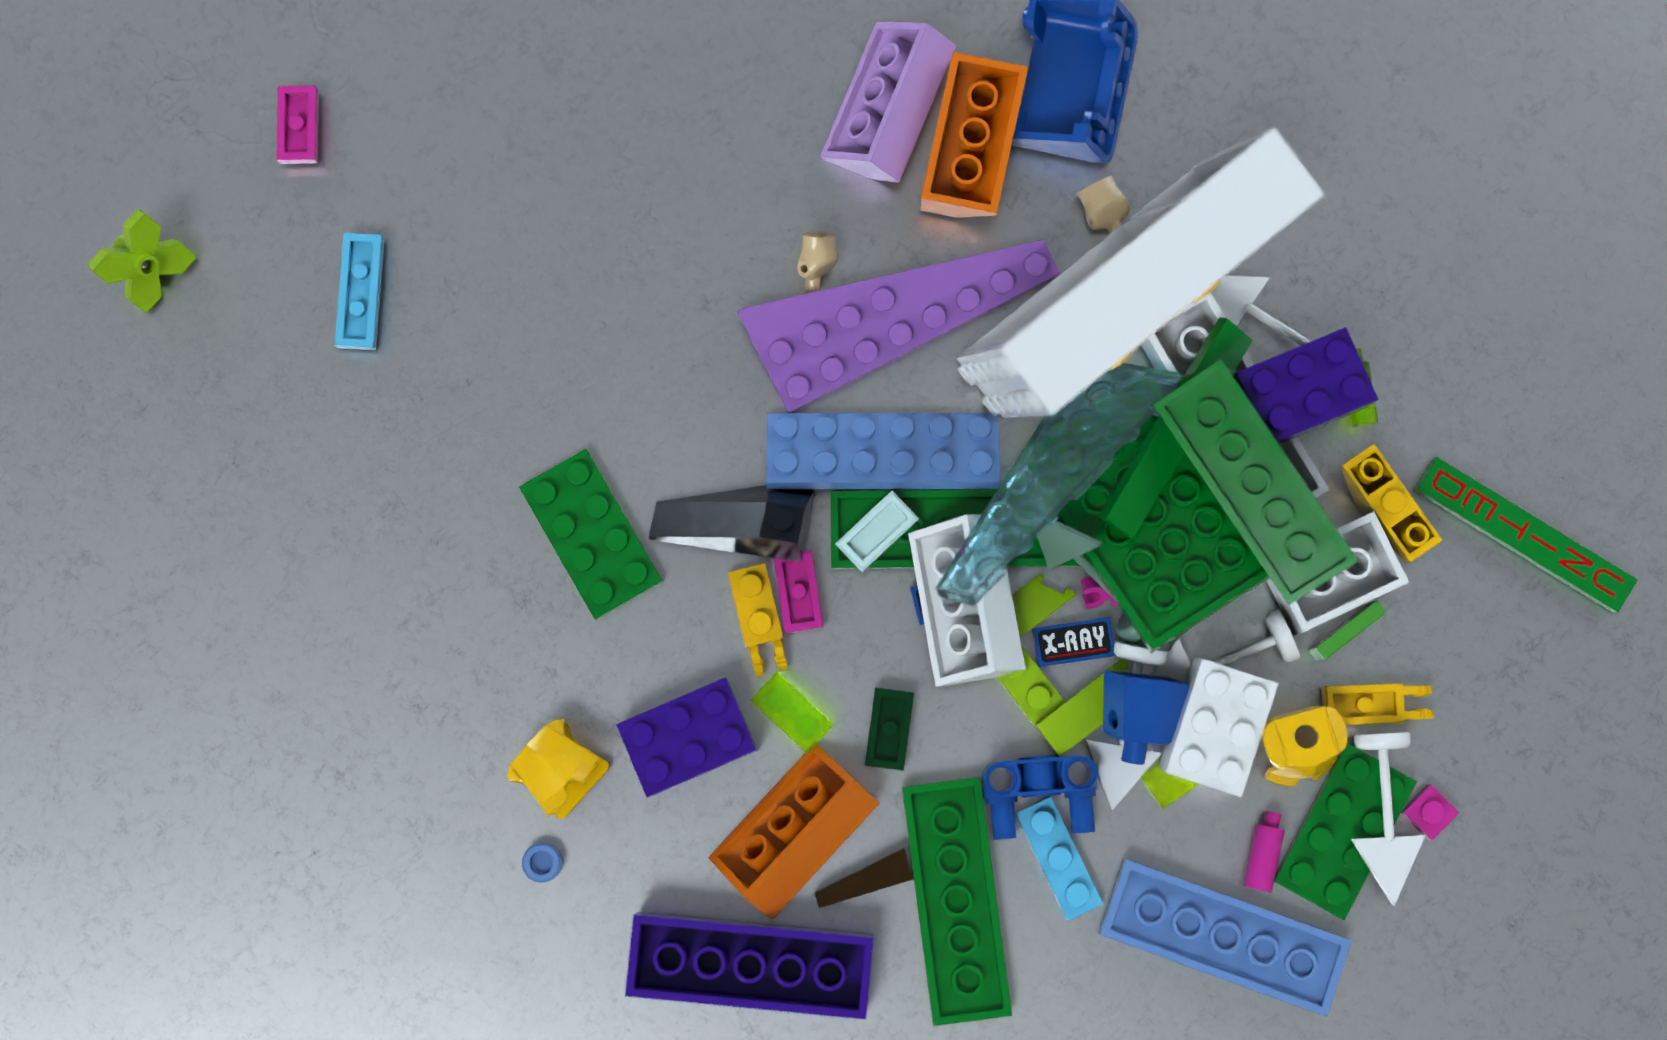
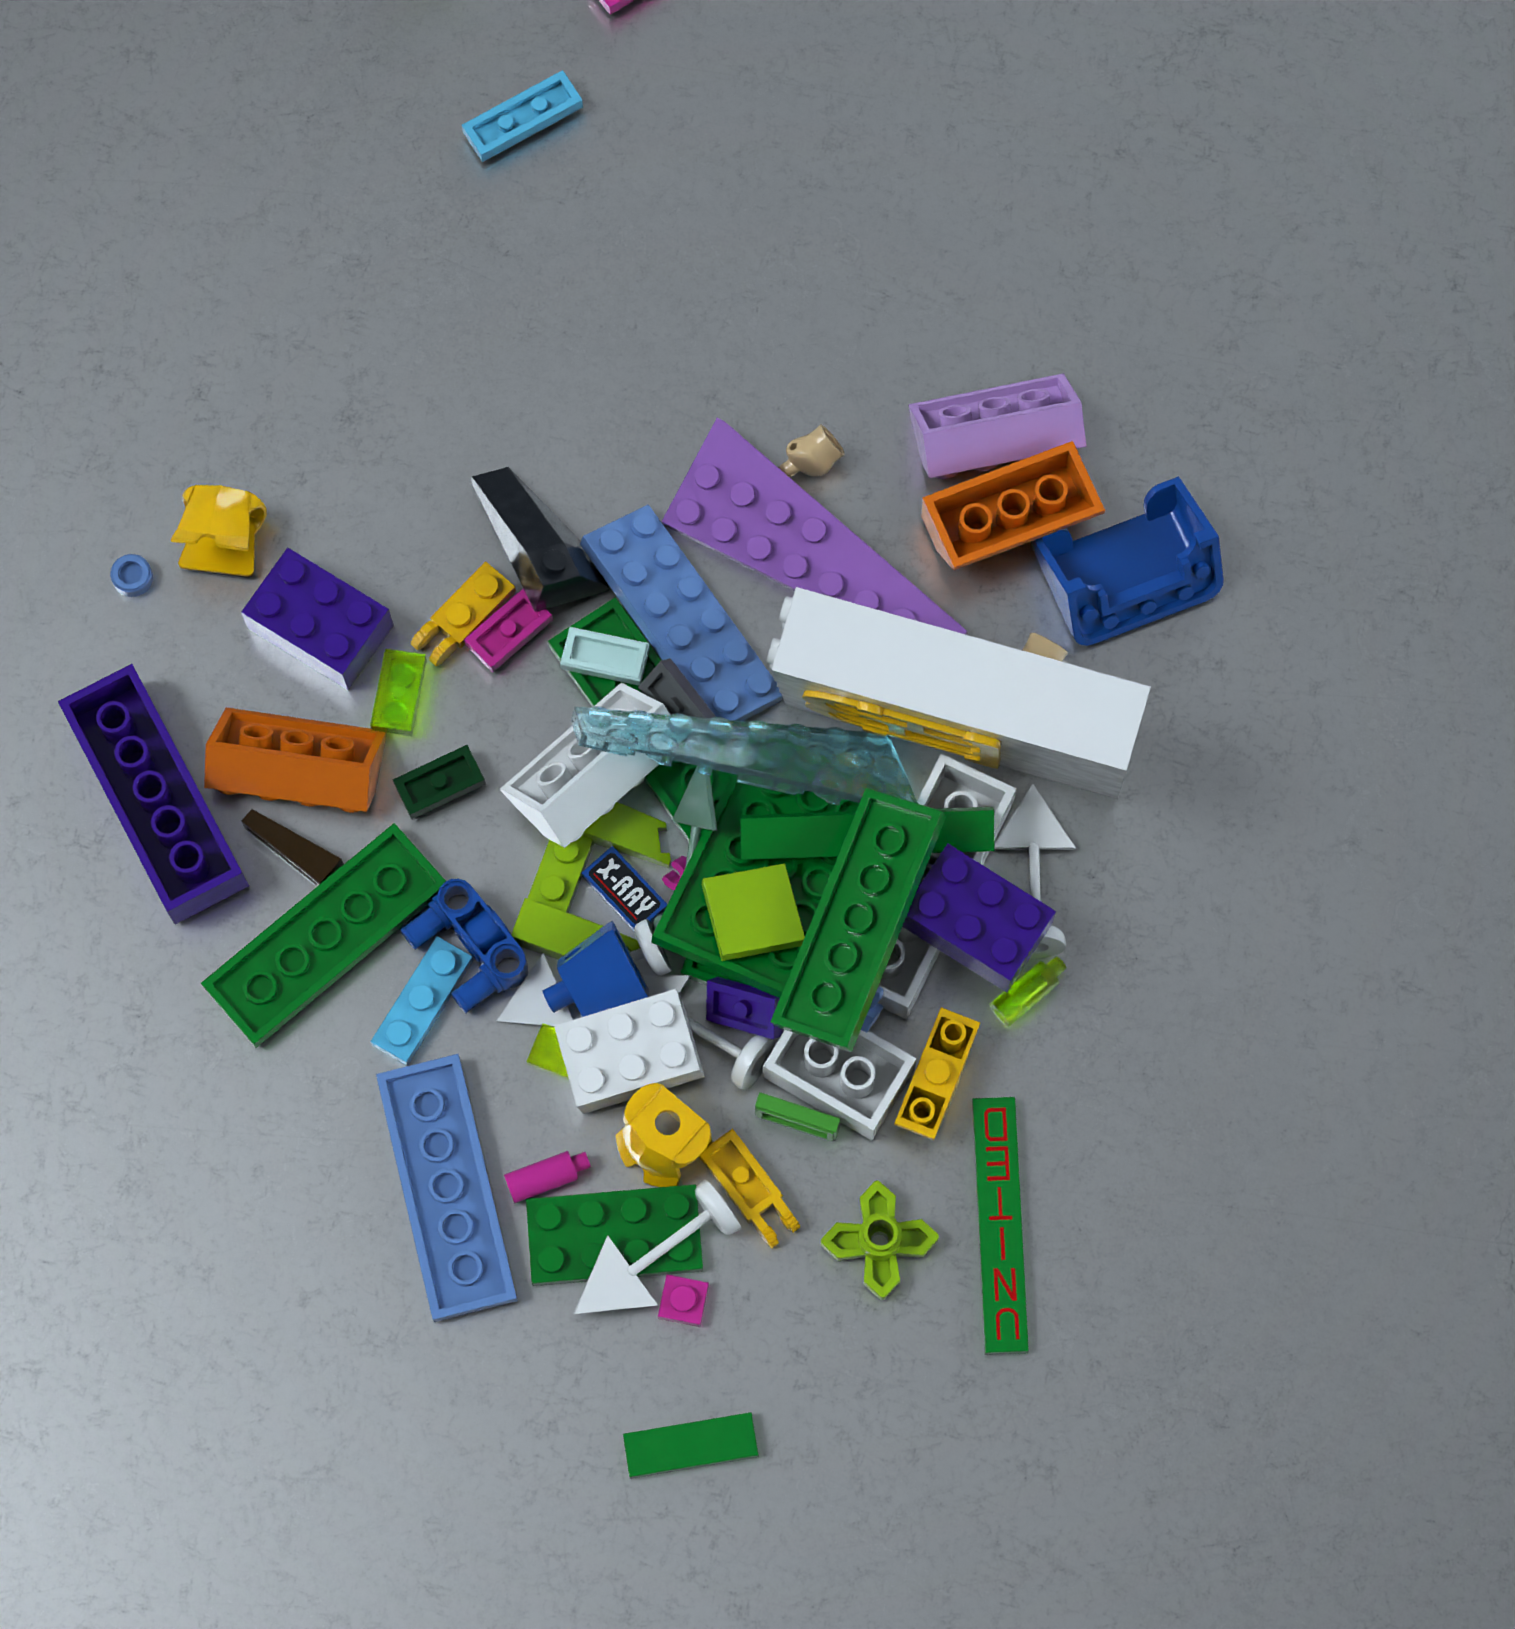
camera: 55 degrees right, 10 degrees down
(590, 534) = (442, 432): green plate -> none
(955, 498) = (673, 690): none -> dark grey plate
(1183, 558) = (753, 912): none -> lime tile
(1241, 615) = (741, 1007): none -> dark purple plate
(1472, 649) = (904, 1239): none -> lime plant
(1545, 880) = (690, 1445): none -> green tile

